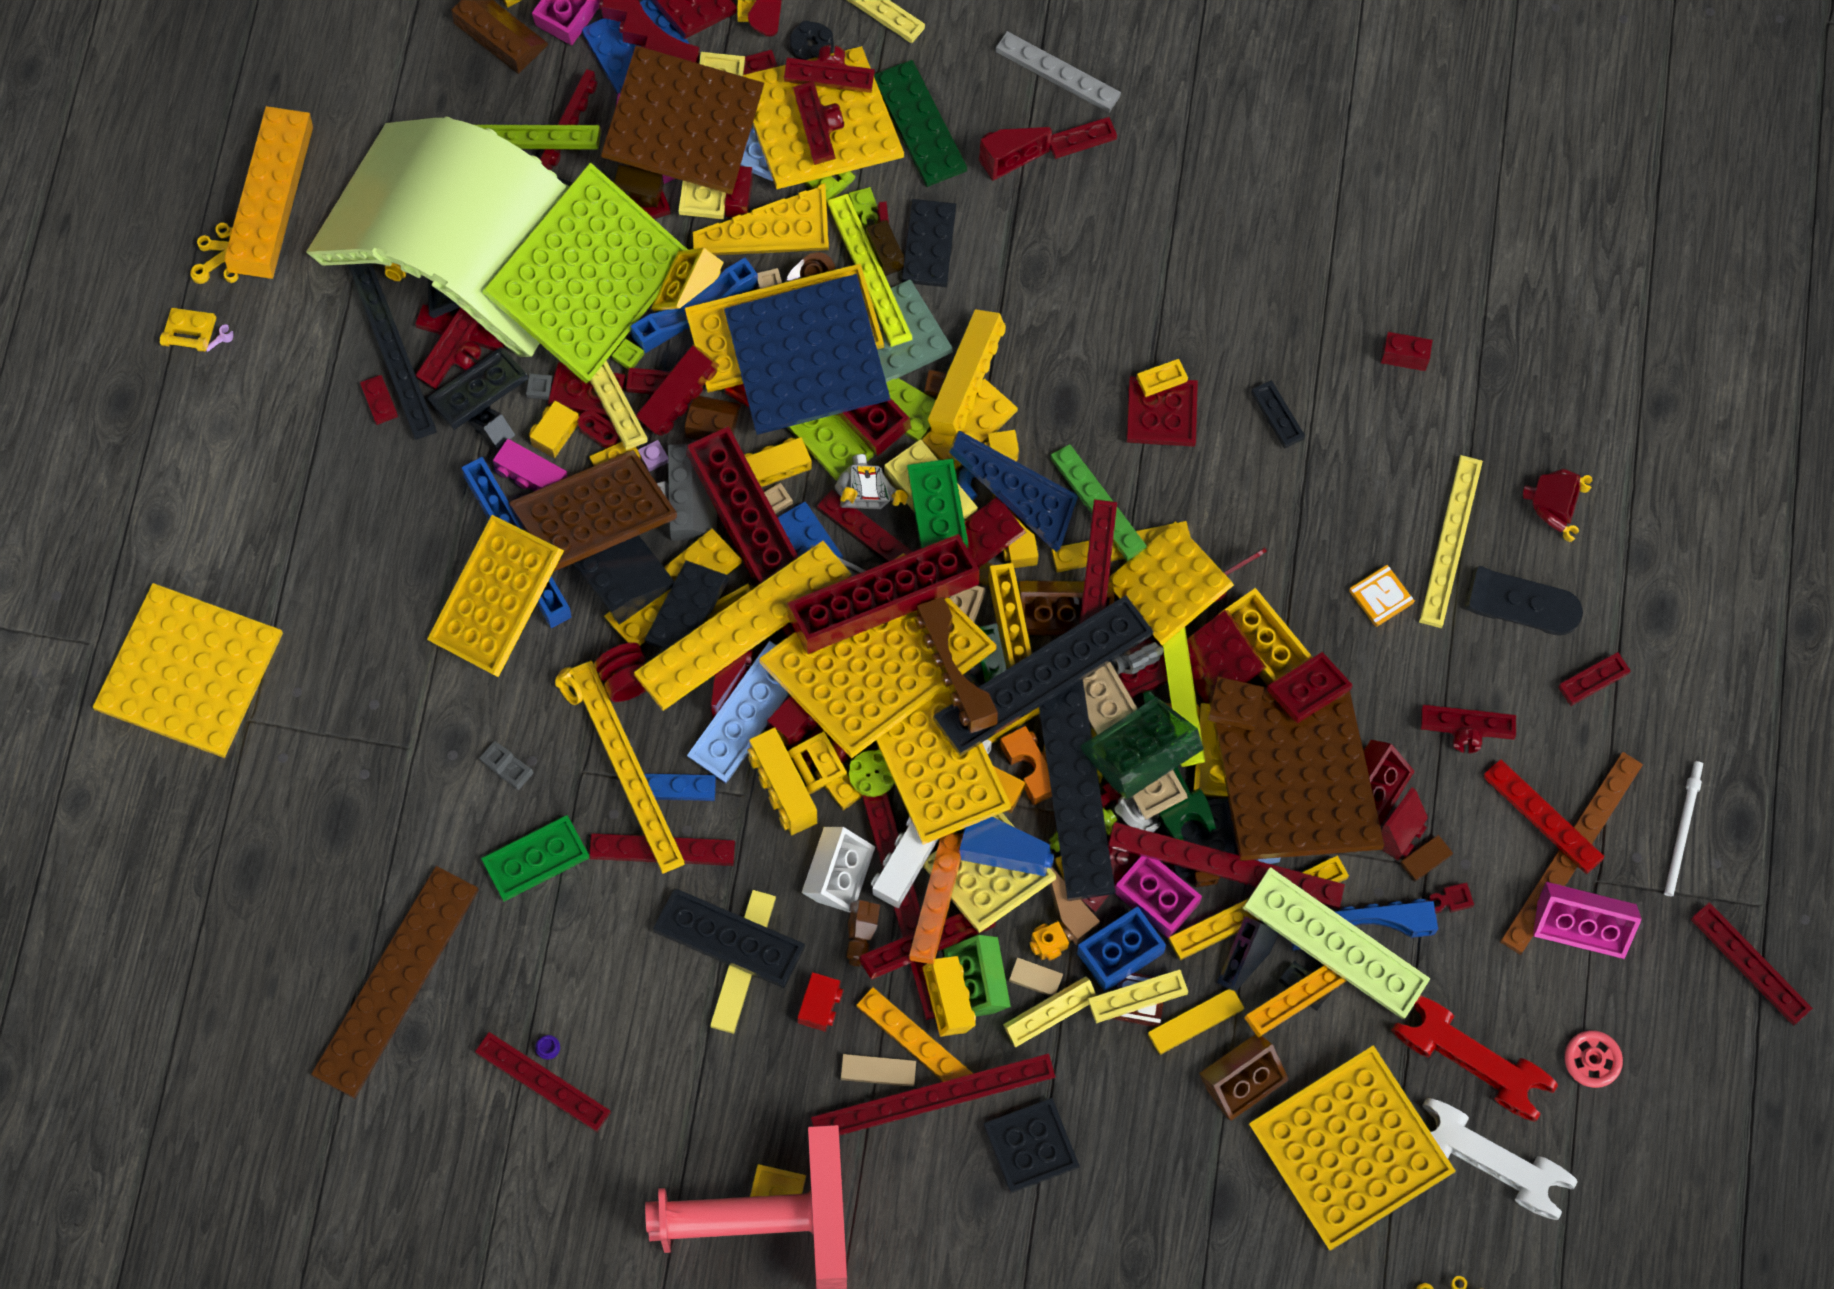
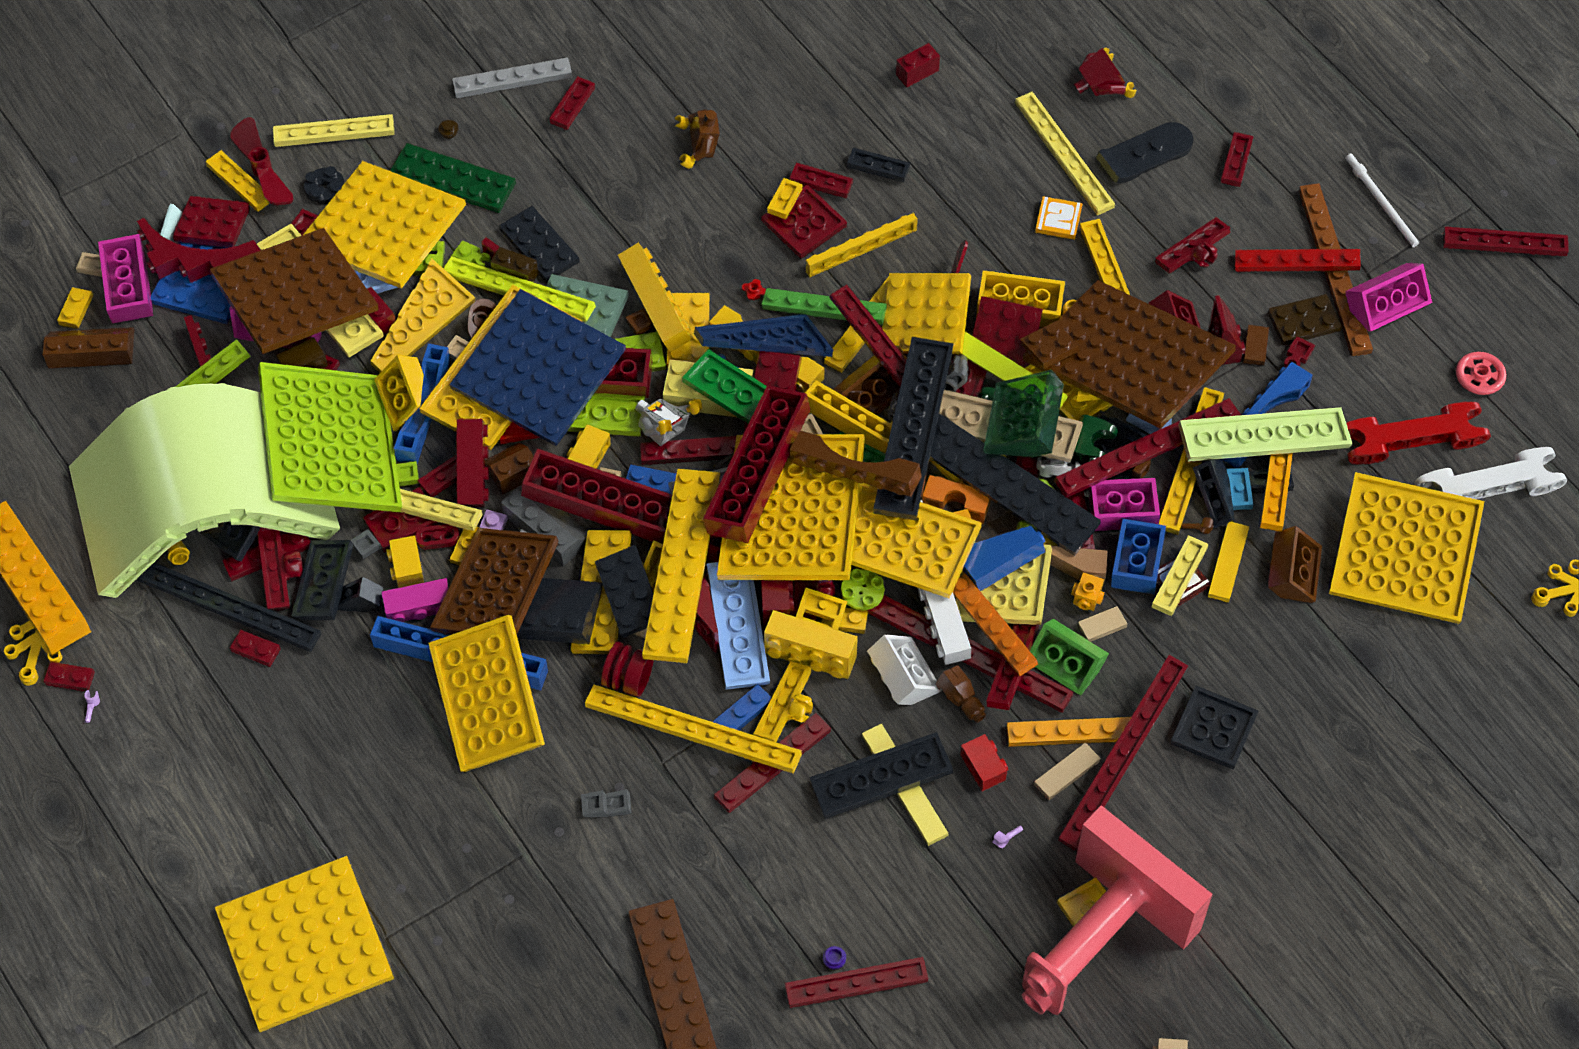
camera: 40 degrees left, 10 degrees down
(188, 323) = (56, 714): yellow plate -> none
(227, 301) = (69, 676): none -> dark red plate
(535, 858) = (692, 844): green plate -> none
(565, 677) = (588, 706): yellow piece -> none
(719, 811) = (786, 703): none -> yellow plate
(769, 1077) = (1001, 839): none -> lavender hand
(818, 121) = (388, 222): dark red plate -> none
(829, 72) = (361, 187): dark red plate -> none
(949, 996) = (1065, 680): yellow brick -> none
(959, 75) = (448, 129): none -> dark brown plate
(1012, 148) = (535, 142): dark red slope -> none
(1049, 1012) = (1135, 635): light yellow plate -> none
(1056, 441) = (754, 294): none -> red plate
(1156, 261) = (704, 135): none -> reddish brown torso
(1182, 473) = (855, 247): none -> yellow plate
(1210, 974) = (1205, 527): none -> reddish brown hand
(1215, 386) = (822, 180): none -> dark red plate
(1271, 968) = (1240, 488): none -> dark azure plate
(1309, 687) = (1083, 298): dark red plate -> none
(1378, 667) = (1102, 254): none -> yellow plate
(1494, 873) = (1304, 319): none -> dark brown plate

